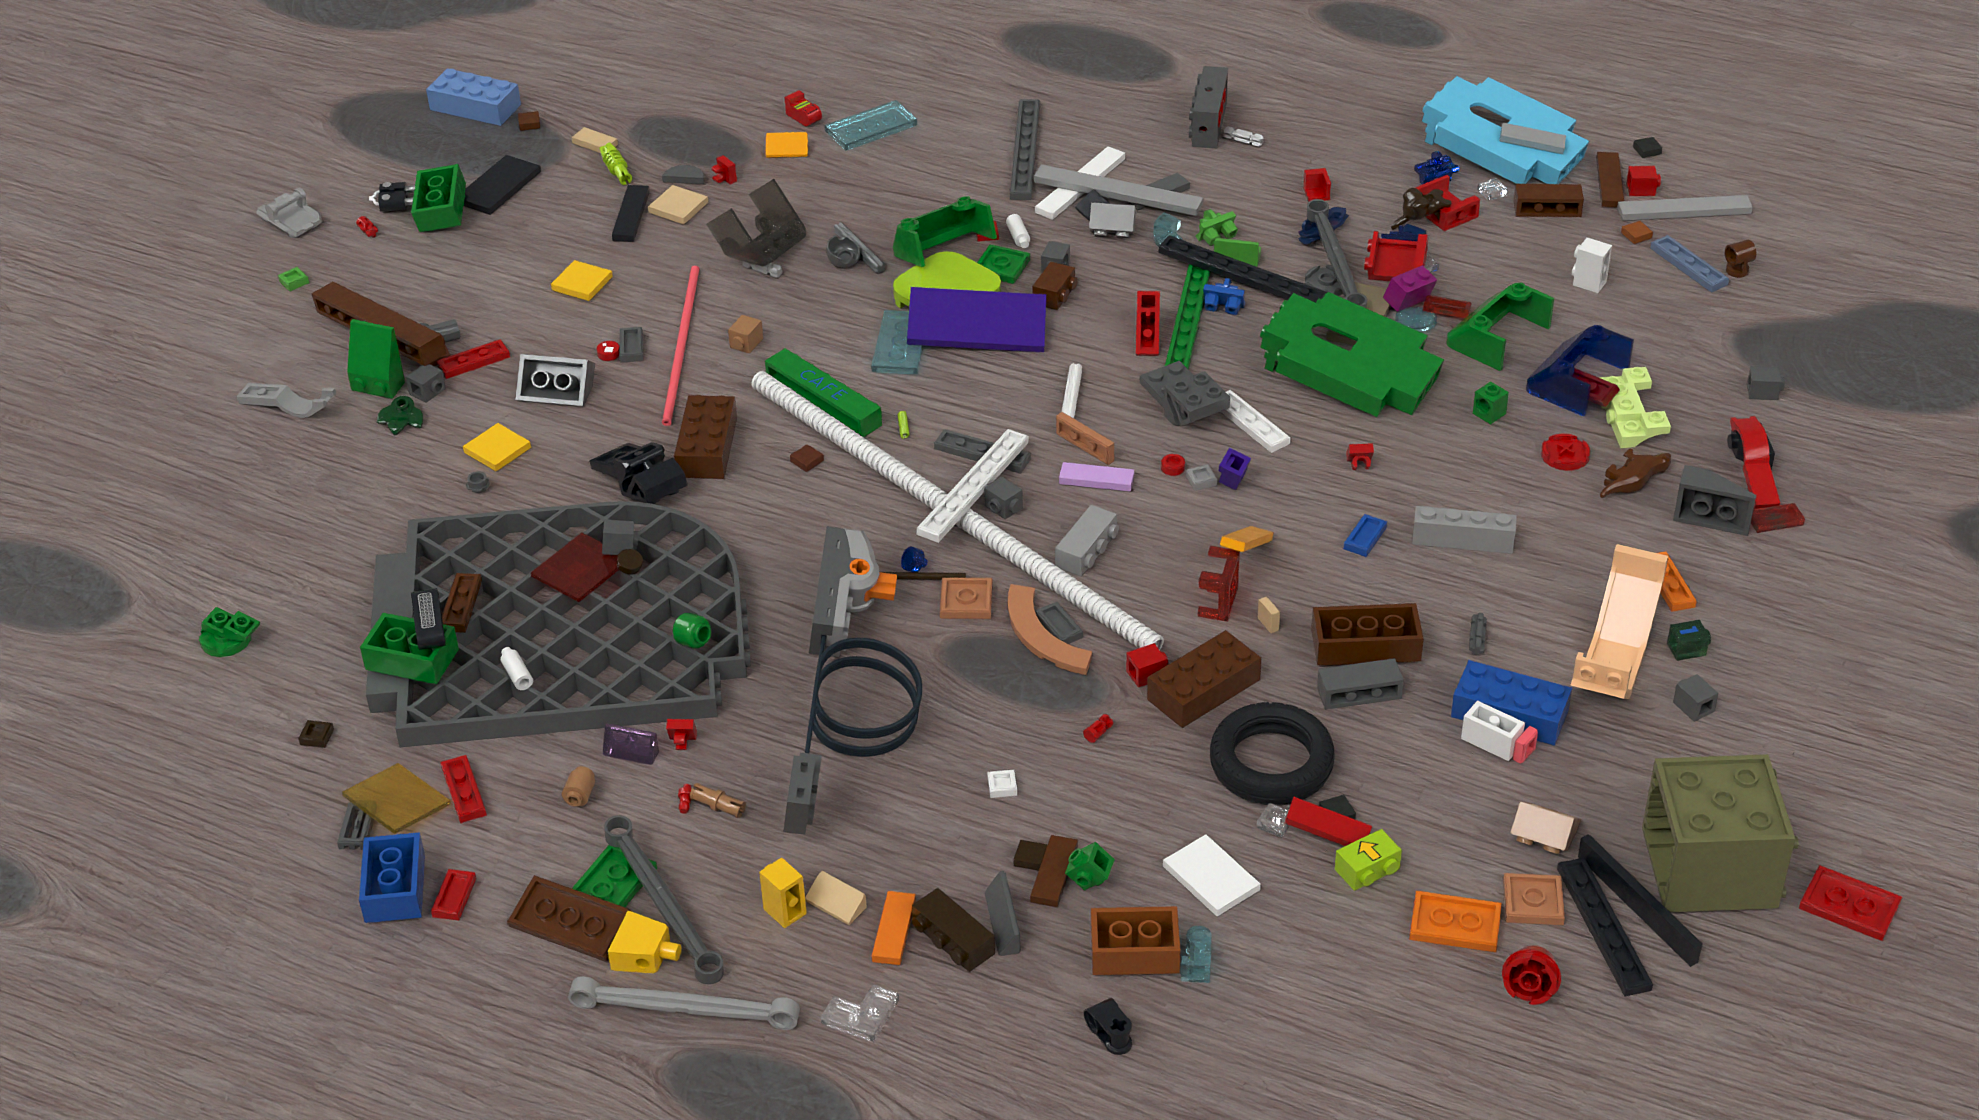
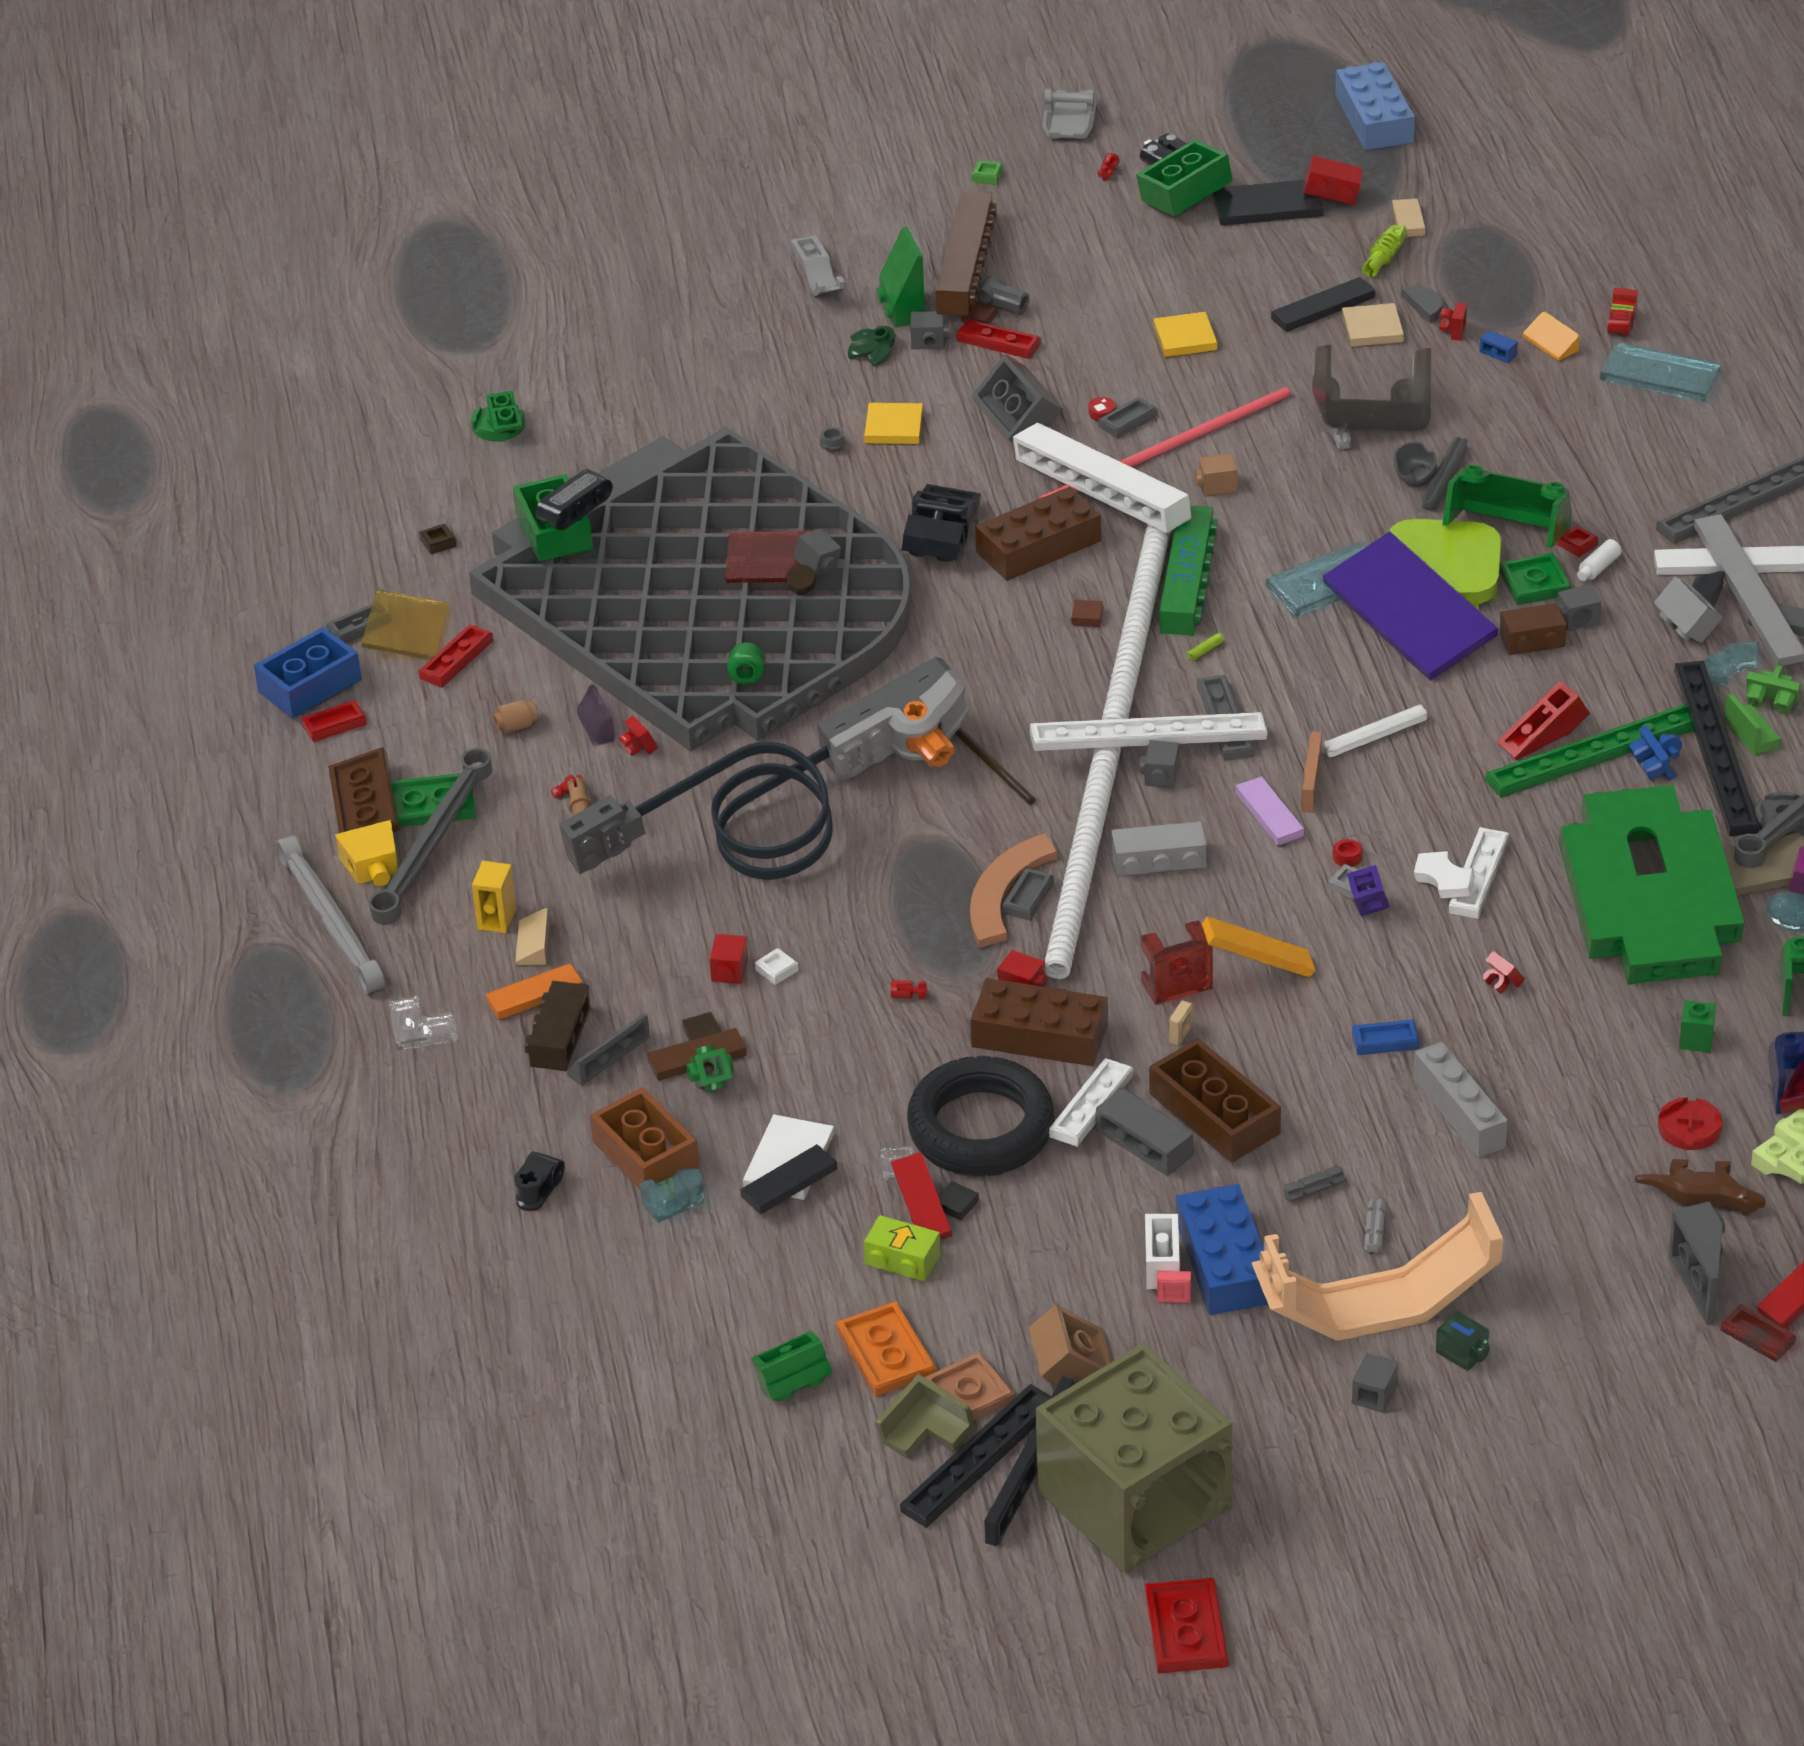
camera: 55 degrees right, 0 degrees up
(461, 601) = (650, 516): reddish brown tile -> none
(516, 669) = (598, 593): white cylinder -> none
(525, 146) = (1332, 180): none -> red brick
(529, 120) = (1389, 161): reddish brown tile -> none
(693, 378) = (1102, 477): none -> white brick
(768, 168) = (1498, 346): none -> blue piece
(913, 559) = (1011, 754): clear blue tile -> none
(966, 598) = (1001, 816): nougat tile -> none
(976, 801) = (728, 958): none -> red brick
(1183, 394) = (1452, 800): dark grey piece -> none
(1236, 434) = (1440, 872): none -> white tile
(1245, 883) = (788, 1179): none -> black tile
(1303, 693) = (1080, 1113): none -> white tile
(1448, 975) = (791, 1366): none -> green brick
(1531, 974) = (846, 1421): red cone -> none
(1541, 626) = (1374, 1225): none -> light grey axle
(1557, 923) = (924, 1411): none -> olive panel
(1675, 590) = (1555, 1292): orange tile -> none

